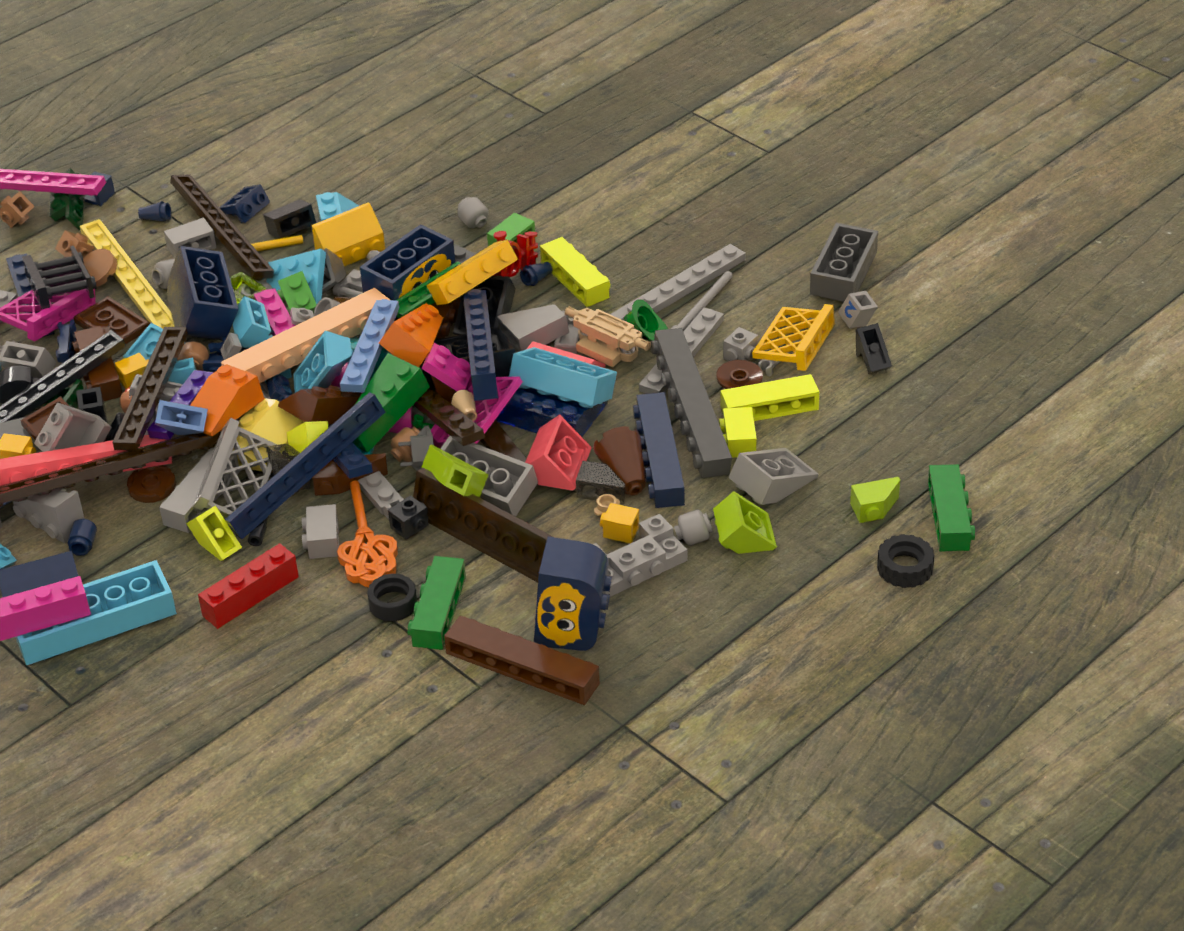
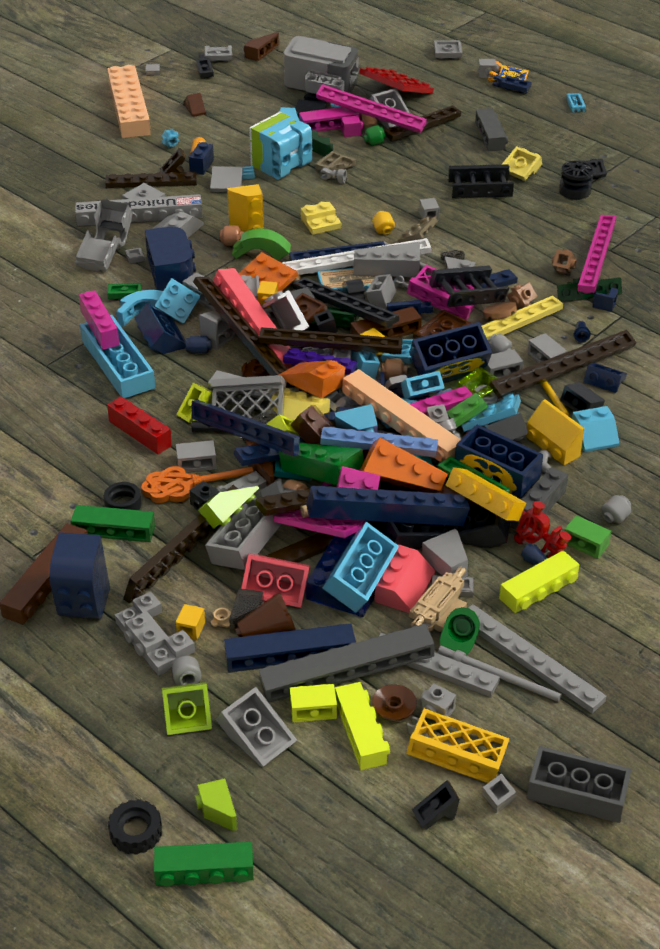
camera: 85 degrees right, 0 degrees up
(181, 418) = (289, 354): medium blue slope -> none

